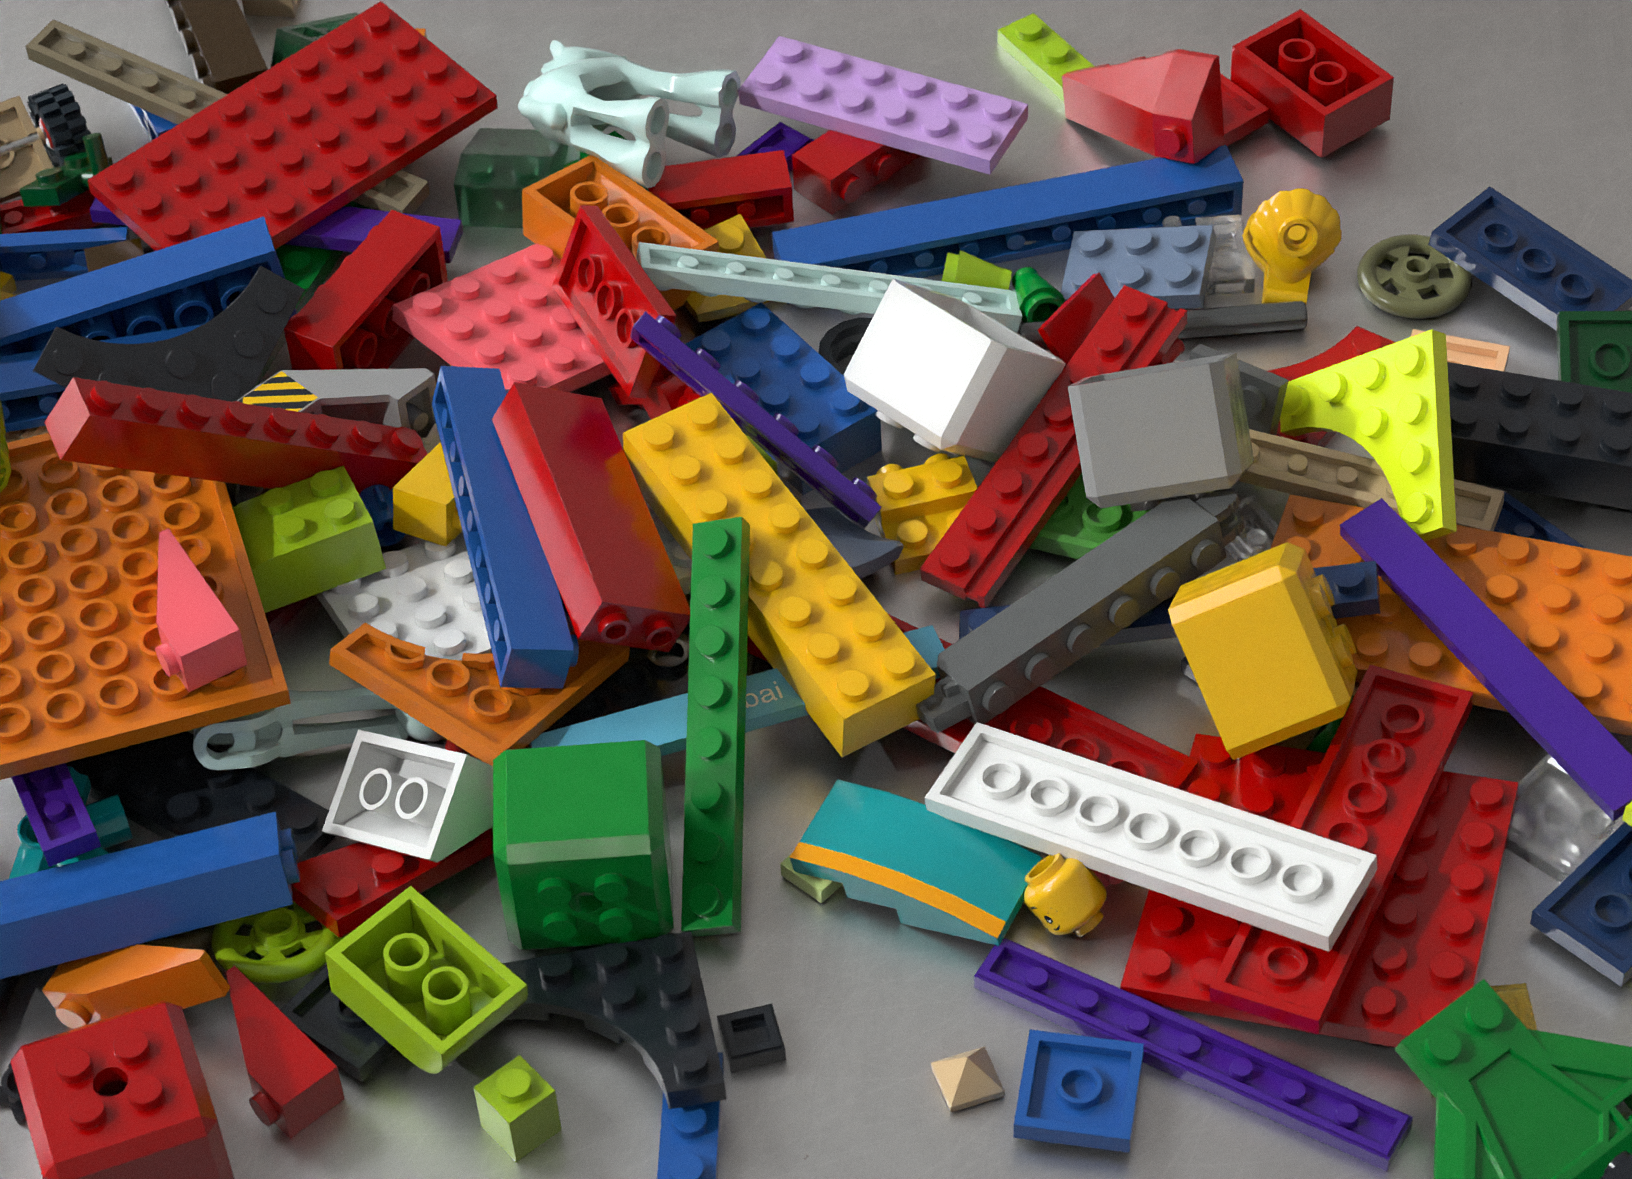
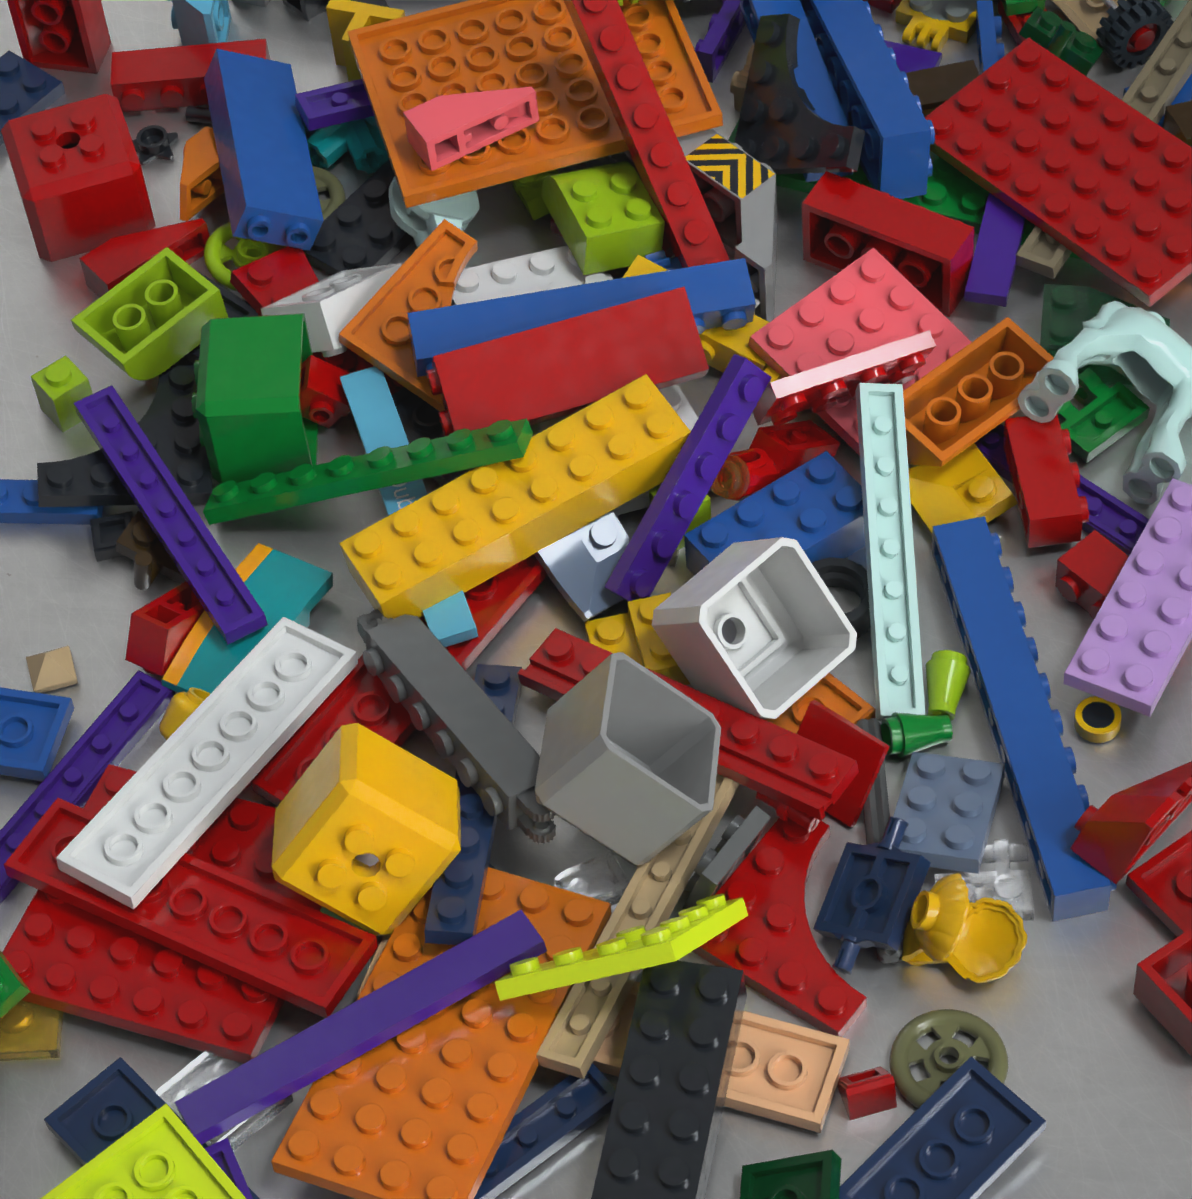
camera: 95 degrees right, 5 degrees up
(755, 932) = (171, 515): none -> dark purple plate
(791, 966) = (148, 553): none -> dark brown plate
(907, 932) = (161, 628): none -> red slope
(1007, 173) = (1097, 719): none -> yellow tile
(1255, 306) = (871, 895): none -> dark blue plate
(1457, 318) = (867, 1092): none -> red slope

